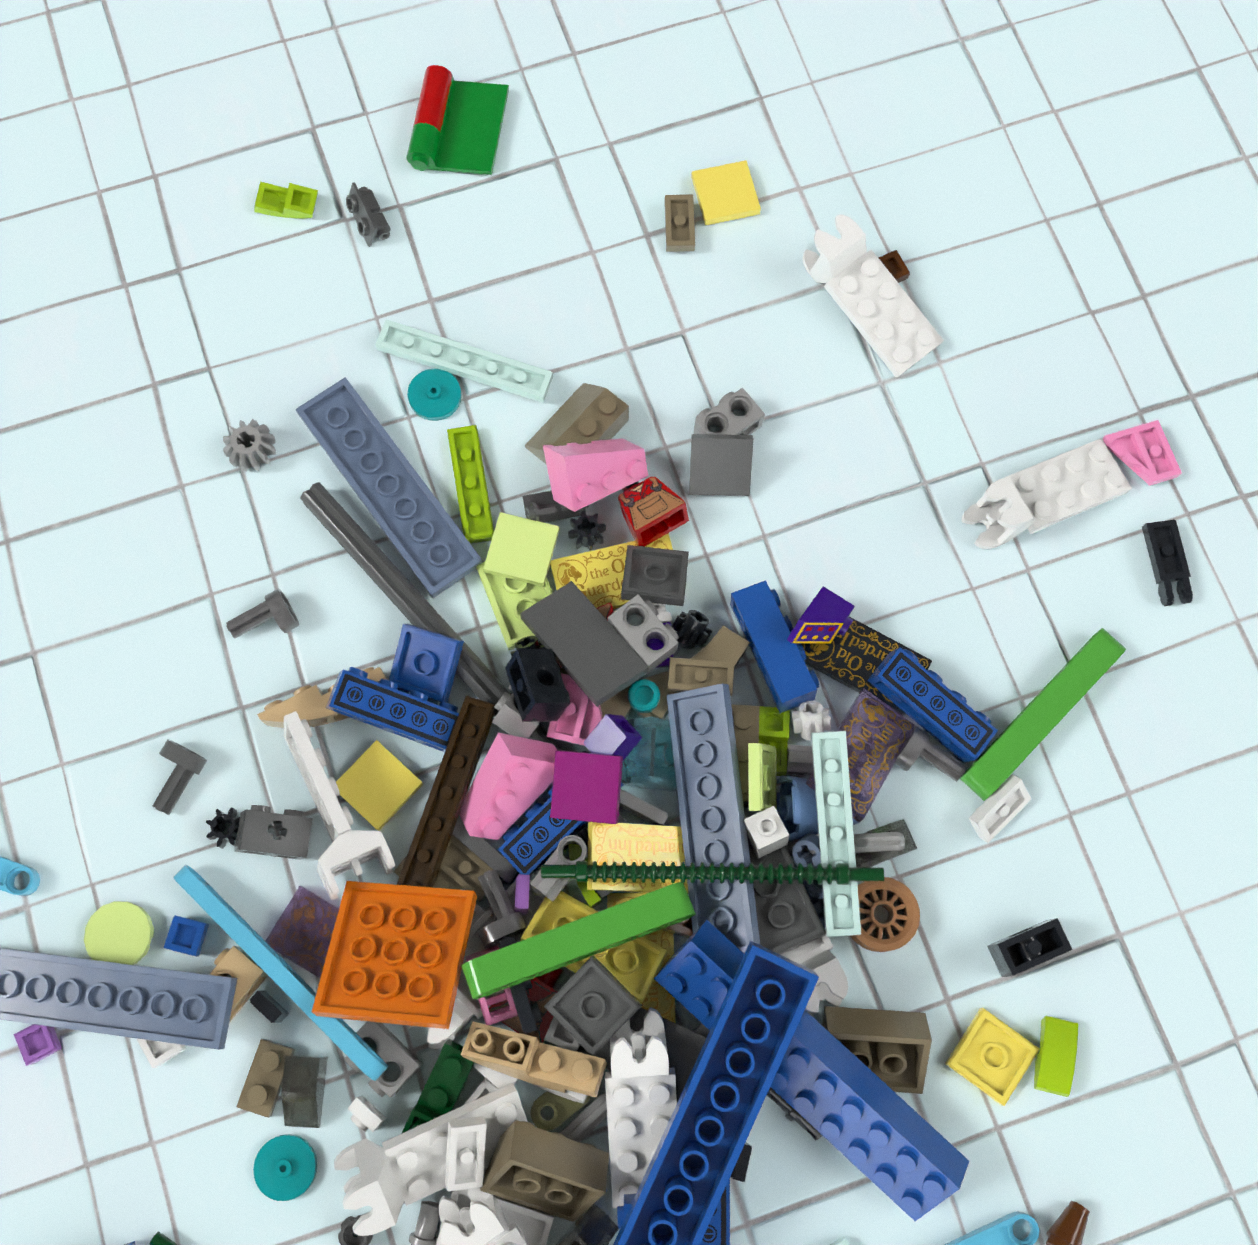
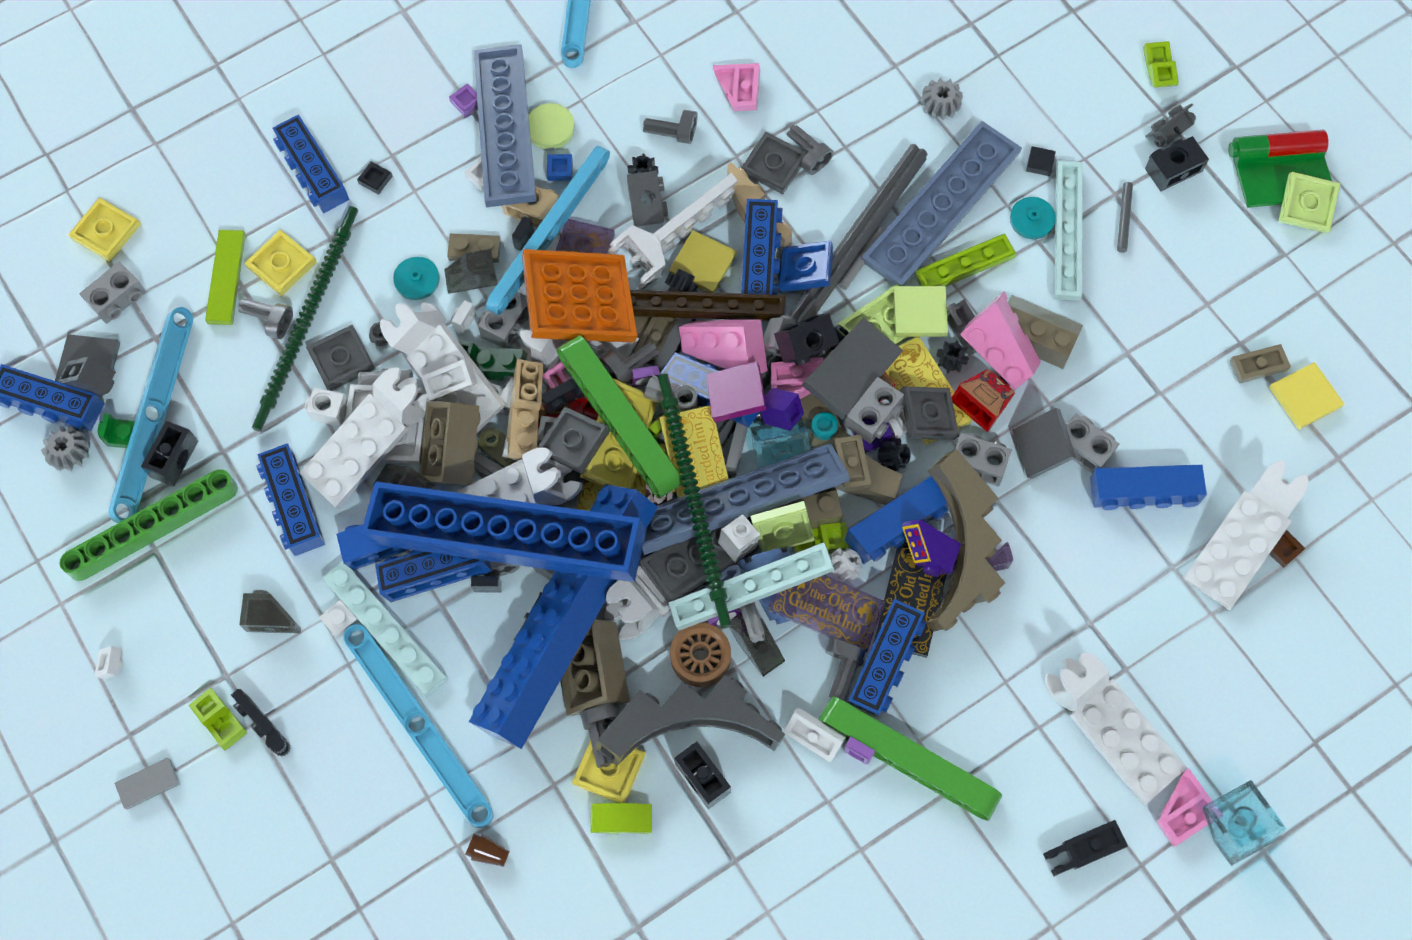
camera: 80 degrees right, 5 degrees down
(114, 1197) = (374, 177): none -> black tile
(145, 676) = (740, 84): none -> bright pink wing
(267, 663) = (774, 163): none -> dark grey tile
(366, 363) = (1040, 161): none -> black tile
(403, 819) = (681, 281): none -> black gear
(417, 209) = (1189, 158): none -> black brick
(434, 601) = (858, 263): none -> light grey bar
(464, 298) = (1125, 217): none -> dark grey bar
(507, 112) = (1309, 202): none -> yellowish green tile
(723, 540) = (982, 451): none -> light grey brick
(778, 563) = (968, 503): none -> dark tan arch
(792, 377) = (1148, 486): none -> blue brick
(840, 552) = (1002, 558): none -> clear purple slope
(946, 1060) = (595, 721): none -> flat silver piece
(957, 1000) = (686, 708): none -> dark grey arch
(1029, 763) = (859, 750): none -> medium lavender tile
(1175, 401) = (1242, 822): none -> clear light blue slope

